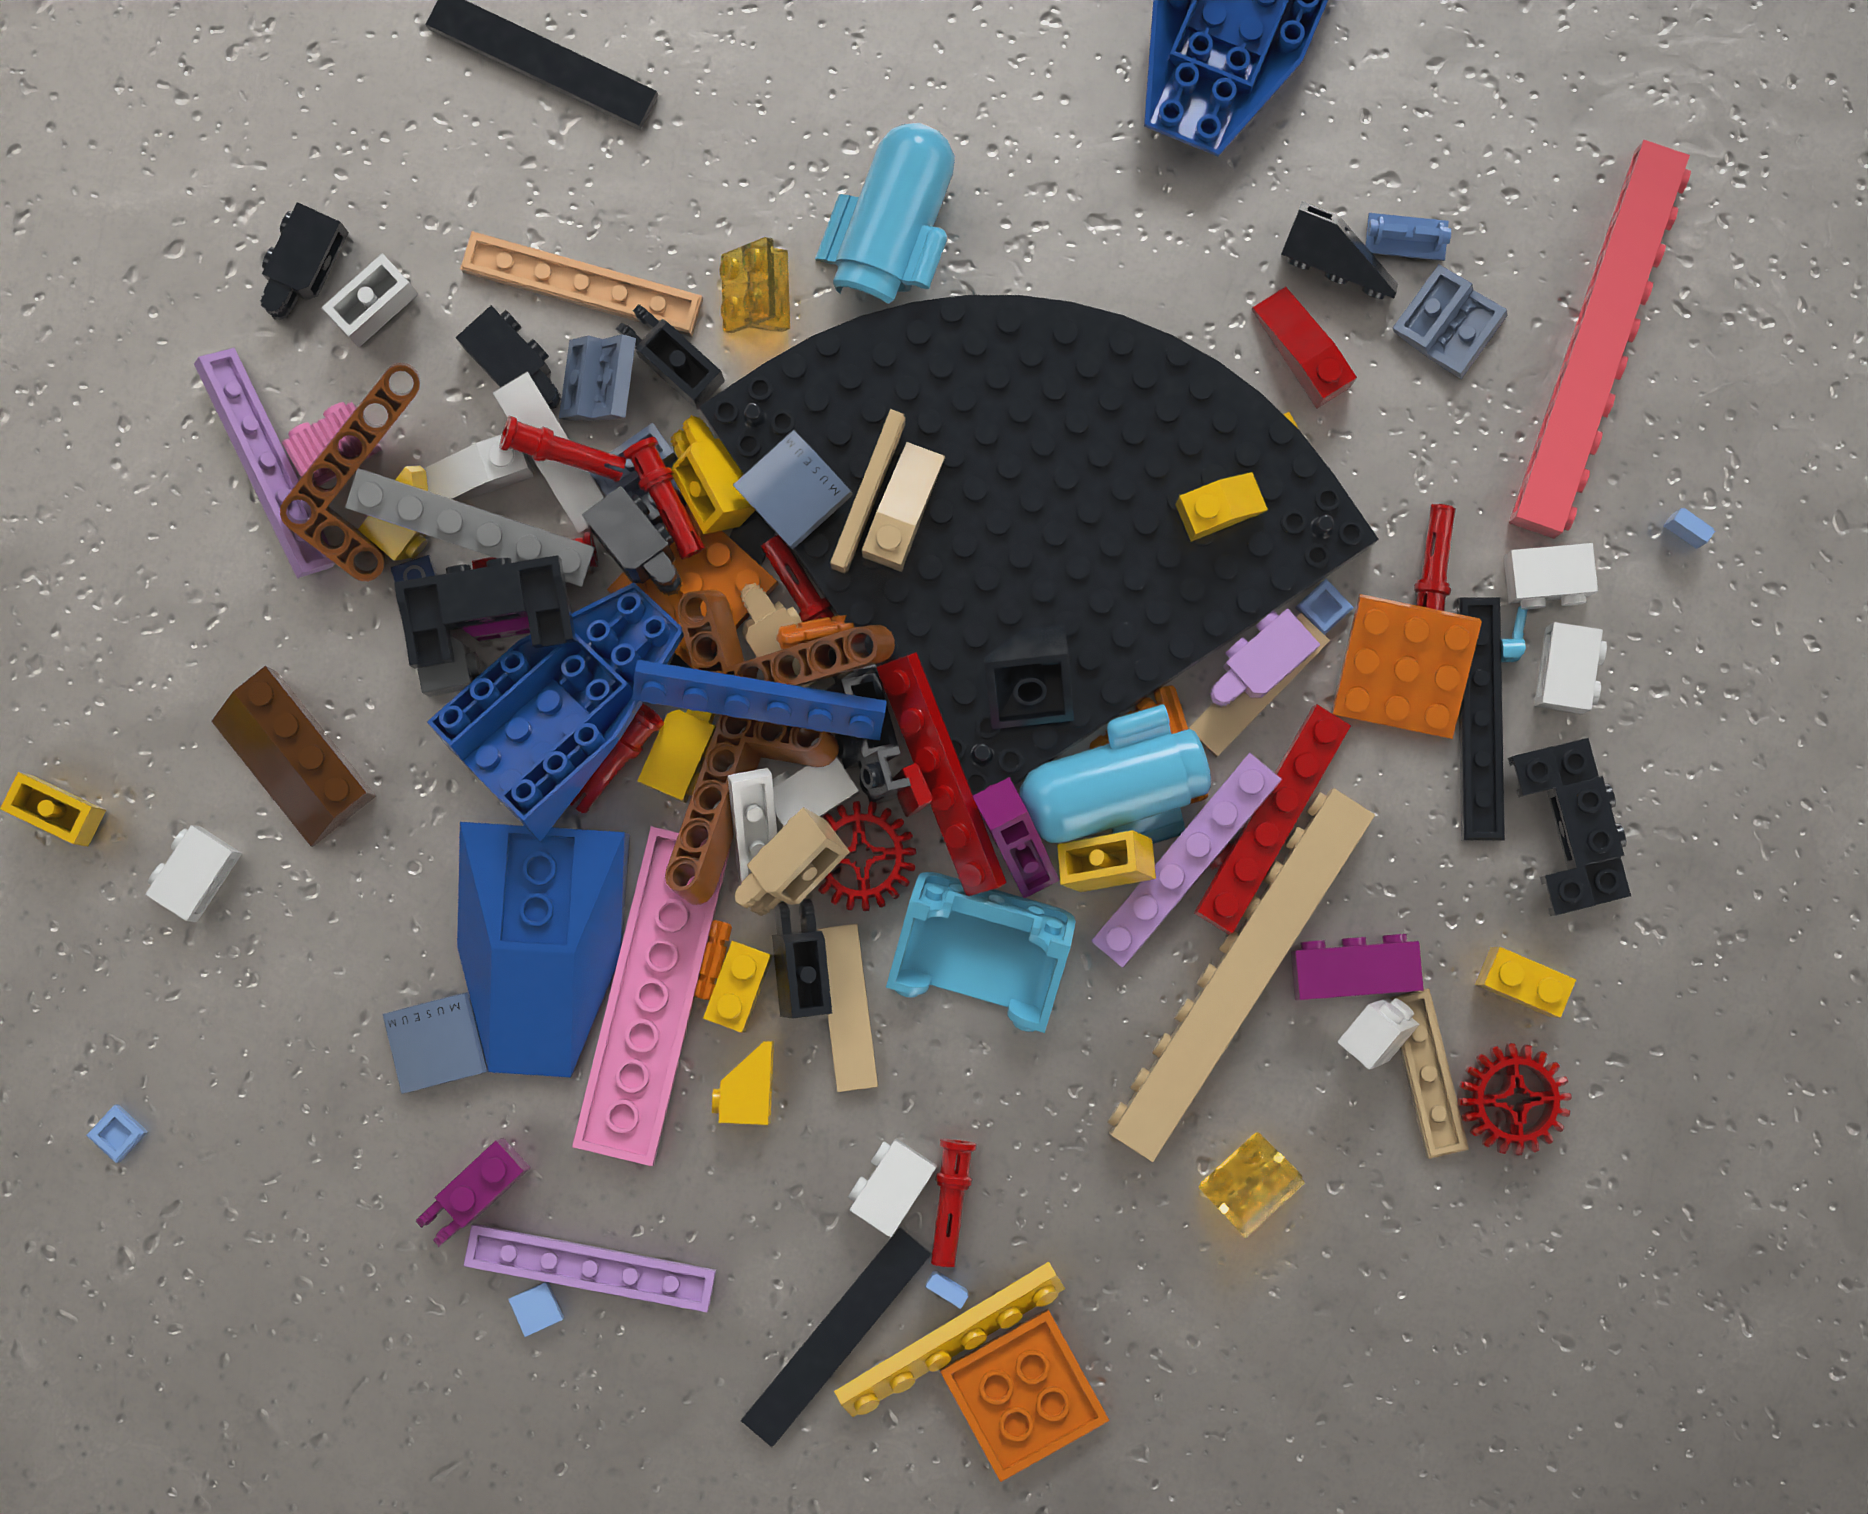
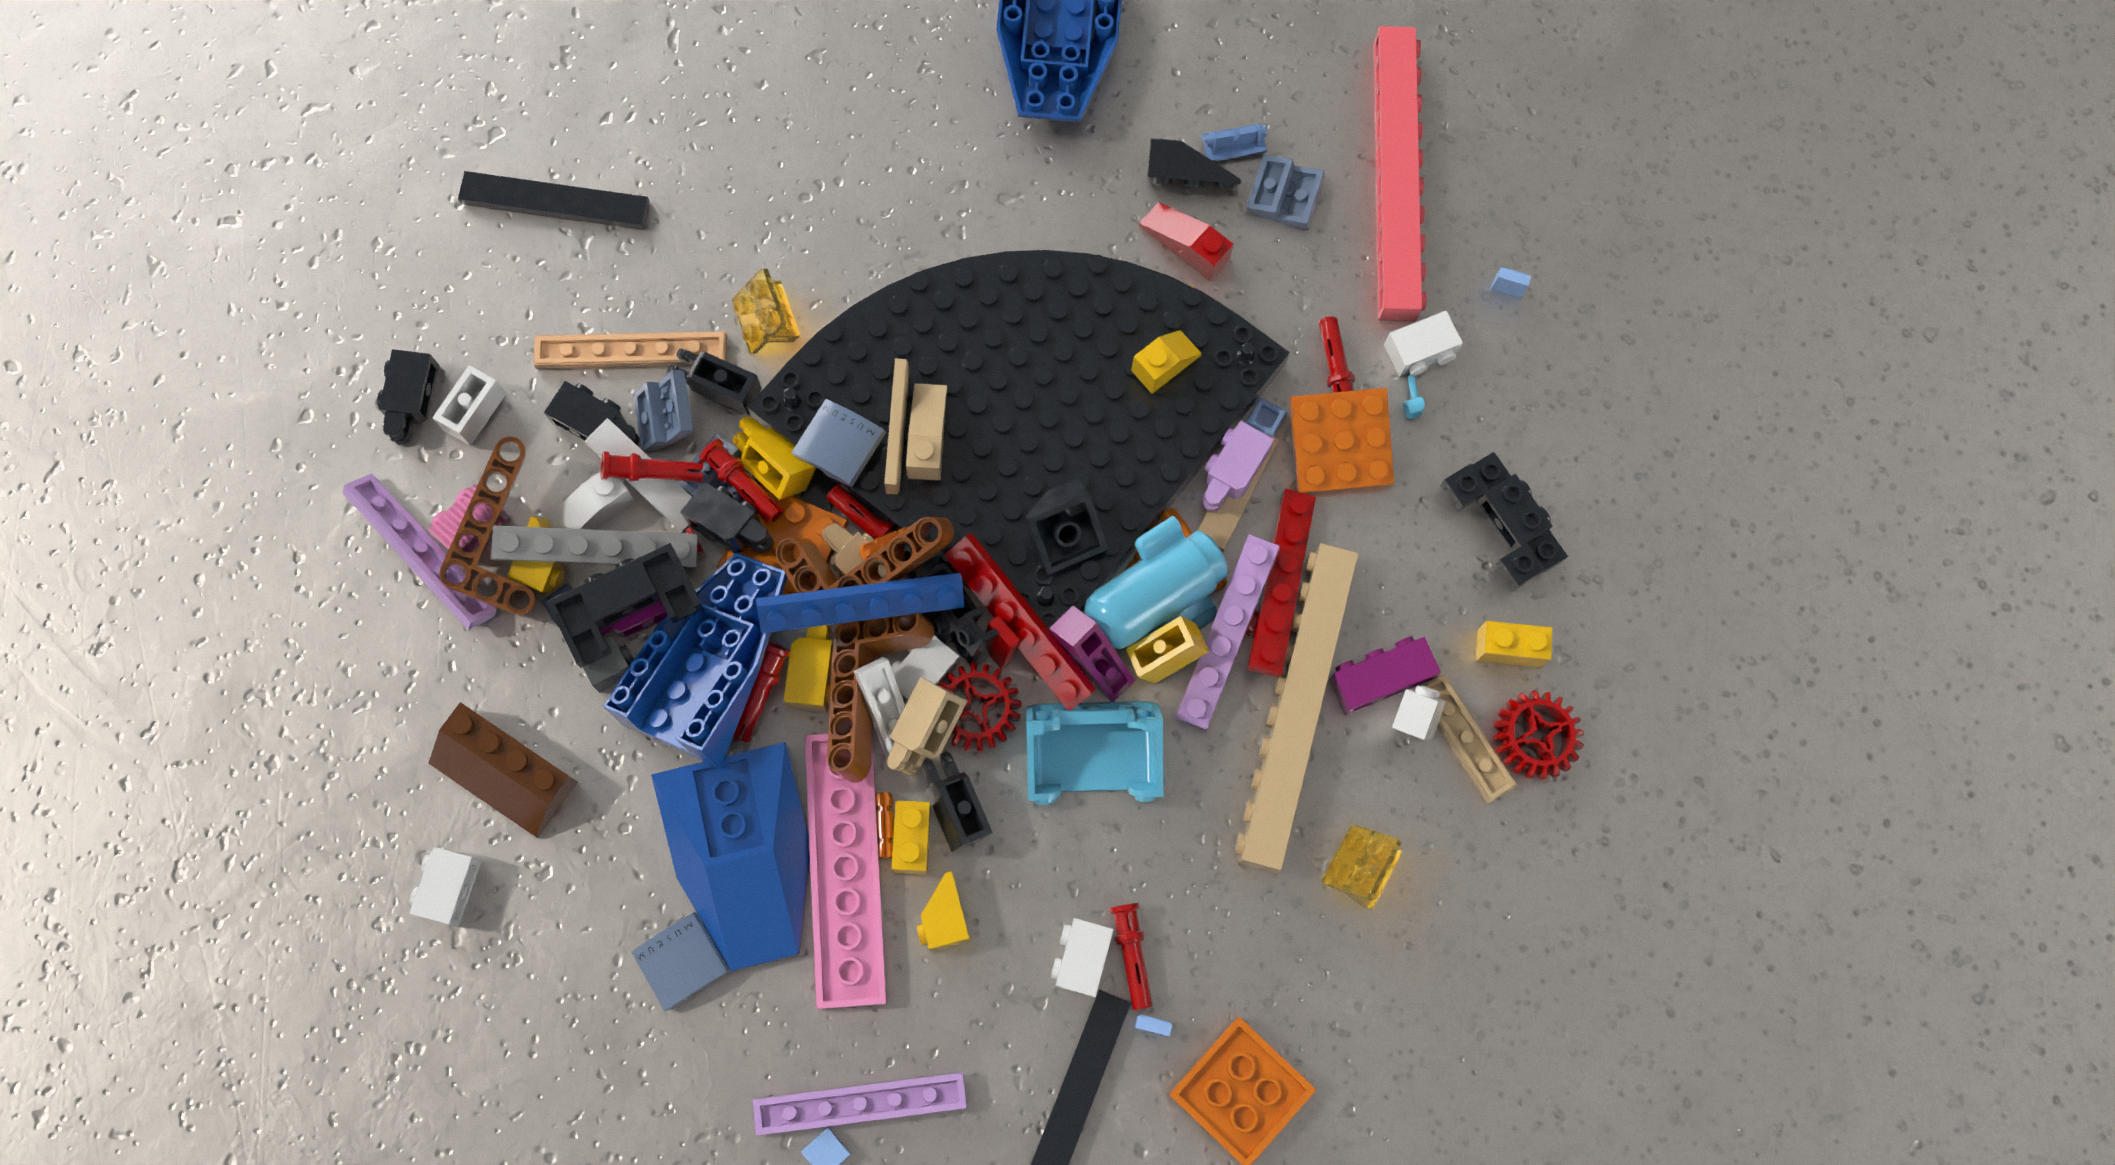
camera: 25 degrees left, 10 degrees down
(52, 809) = (315, 869): yellow brick -> none
(117, 1133) = (436, 1121): light blue tile -> none
(476, 1188) = (747, 1069): magenta hinge -> none
(850, 1013) = (1007, 836): tan tile -> none
(888, 232) = (854, 238): medium azure piece -> none
(942, 1344) = (1174, 1059): yellow plate -> none
(1482, 728) = (1415, 475): black tile -> none
(1570, 668) = (1461, 406): white brick -> none

